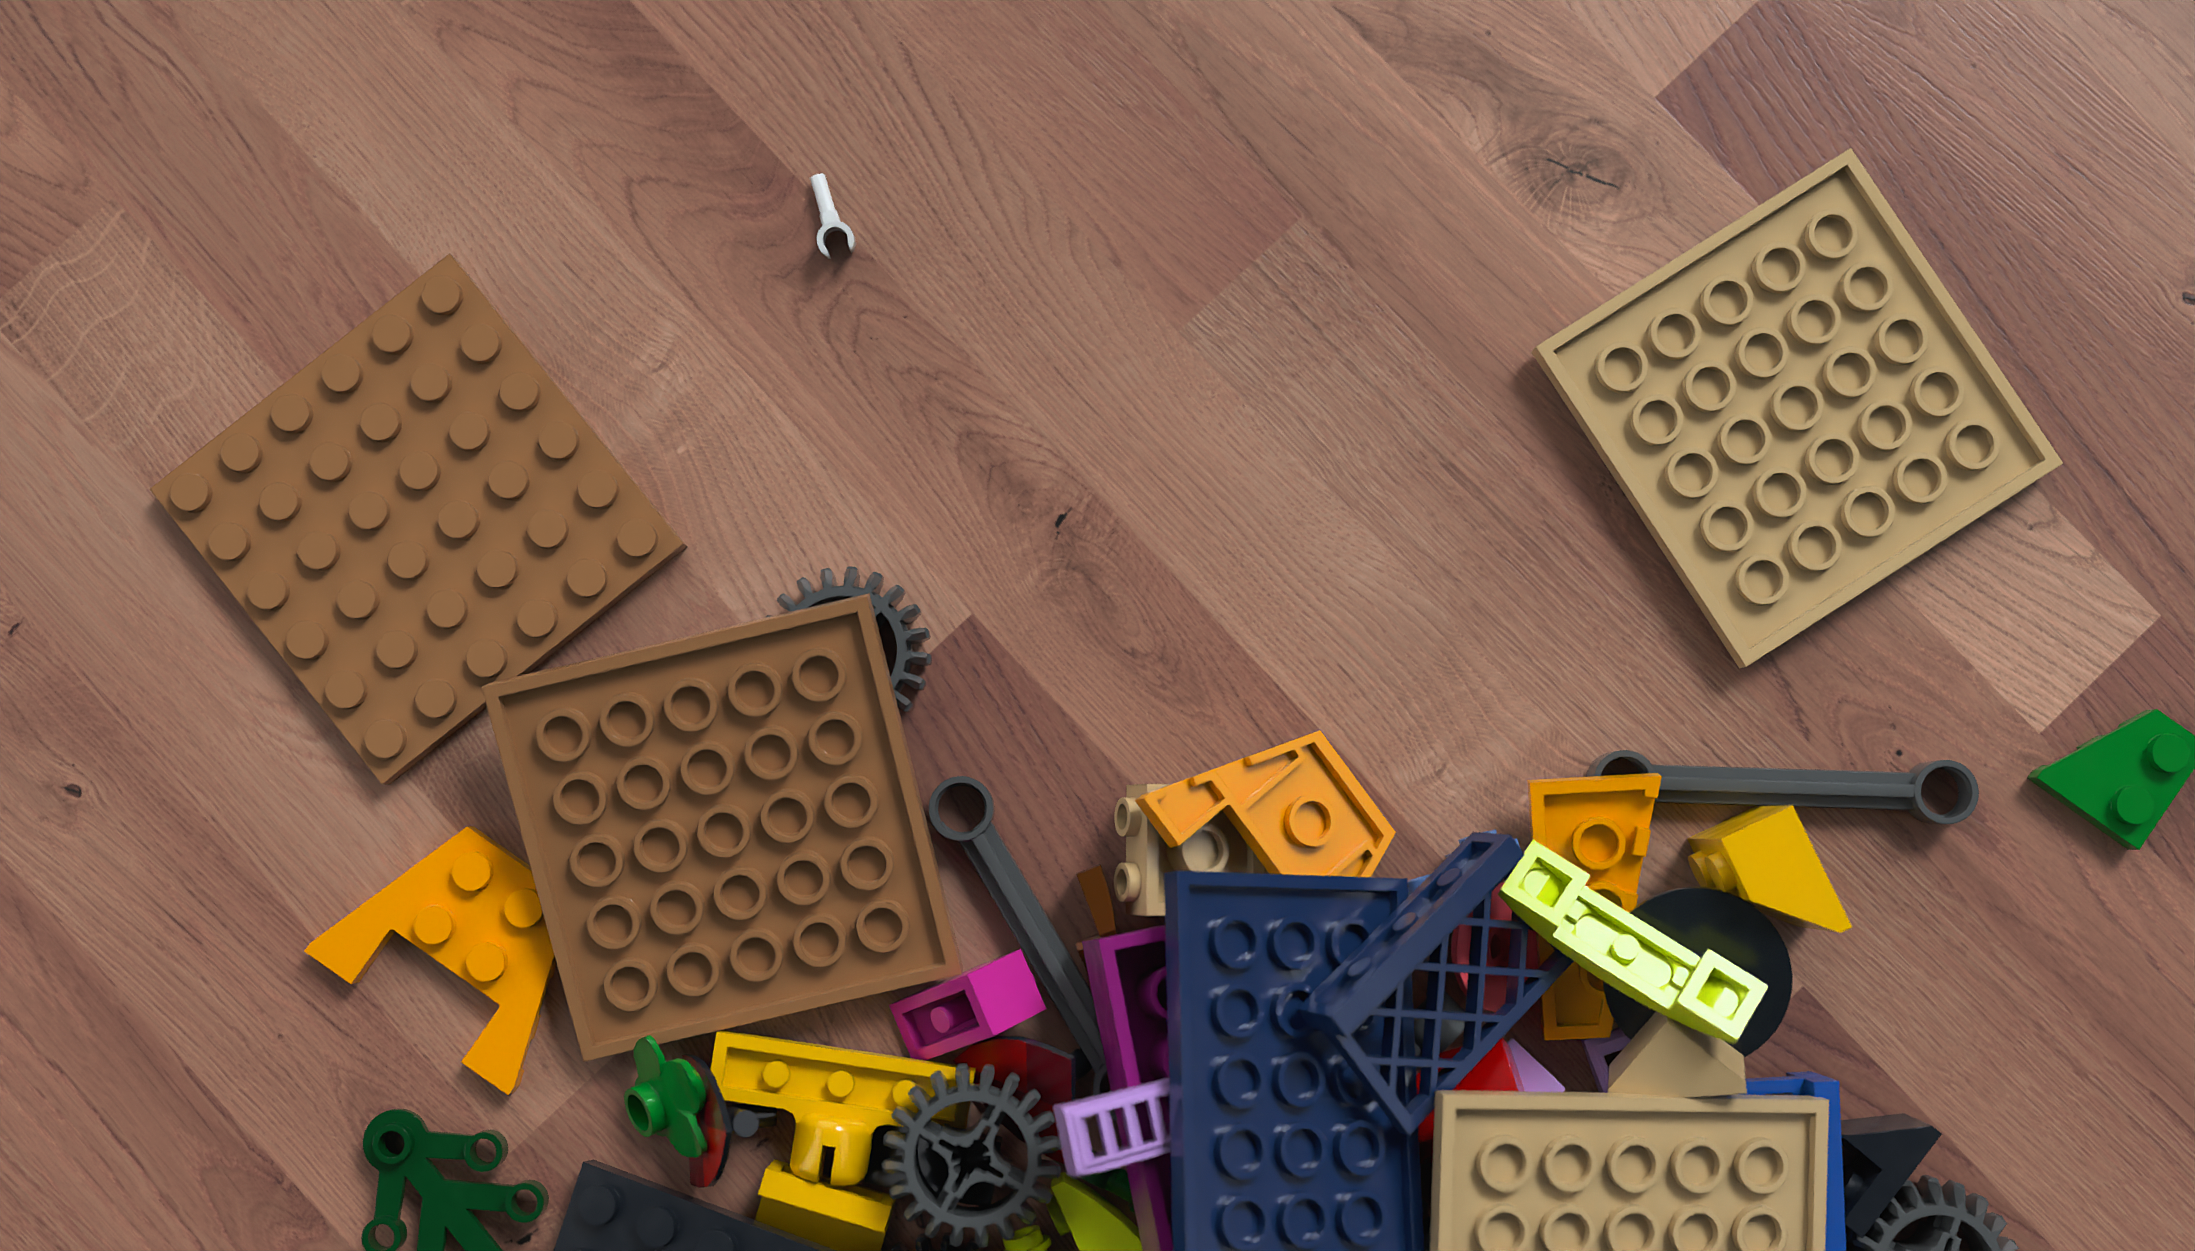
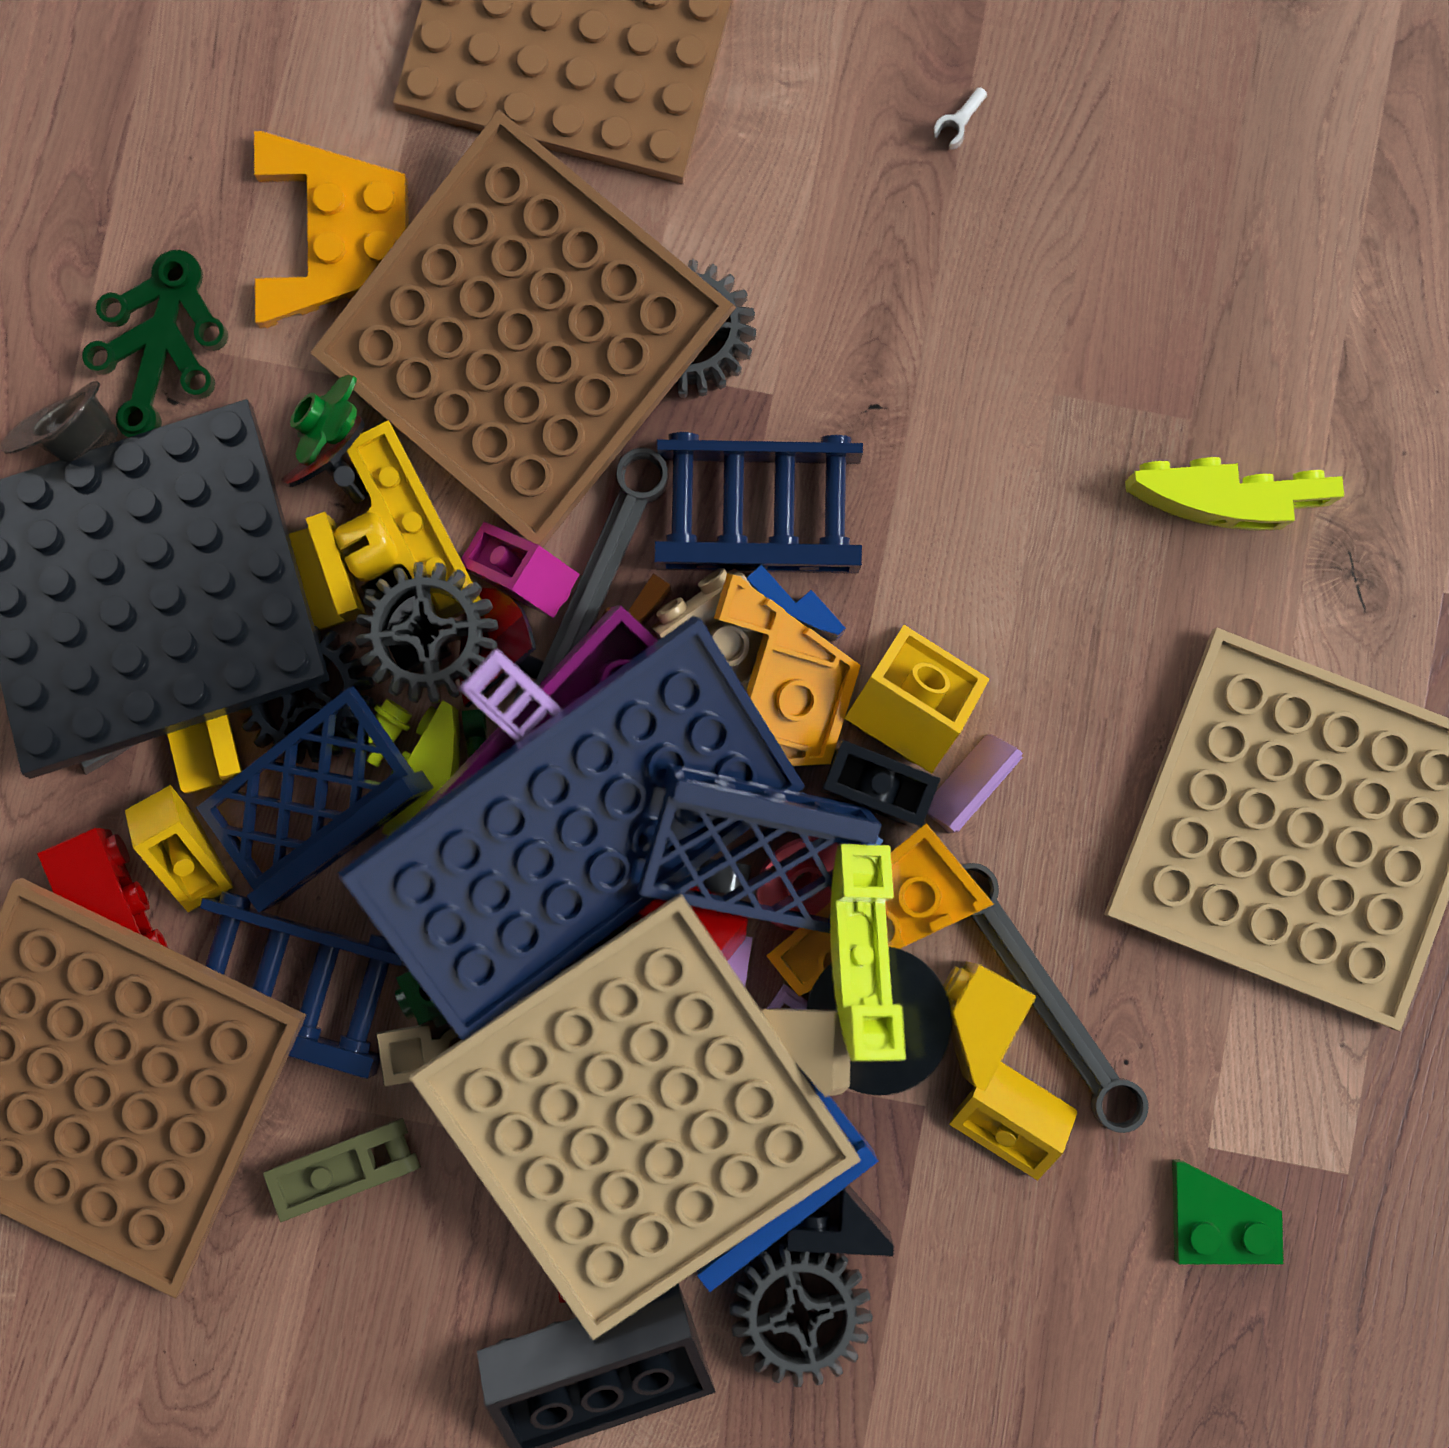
camera: 55 degrees right, 0 degrees up
(1102, 770) = (783, 549): none -> dark blue fence
(1224, 745) = (807, 610): none -> blue slope
(1394, 696) = (917, 699): none -> yellow slope
(1404, 248) = (1215, 497): none -> neon yellow slope
(1457, 800) = (880, 785): none -> black brick
(1517, 703) = (973, 782): none -> lavender slope
(1893, 905) = (1017, 1121): none -> yellow panel

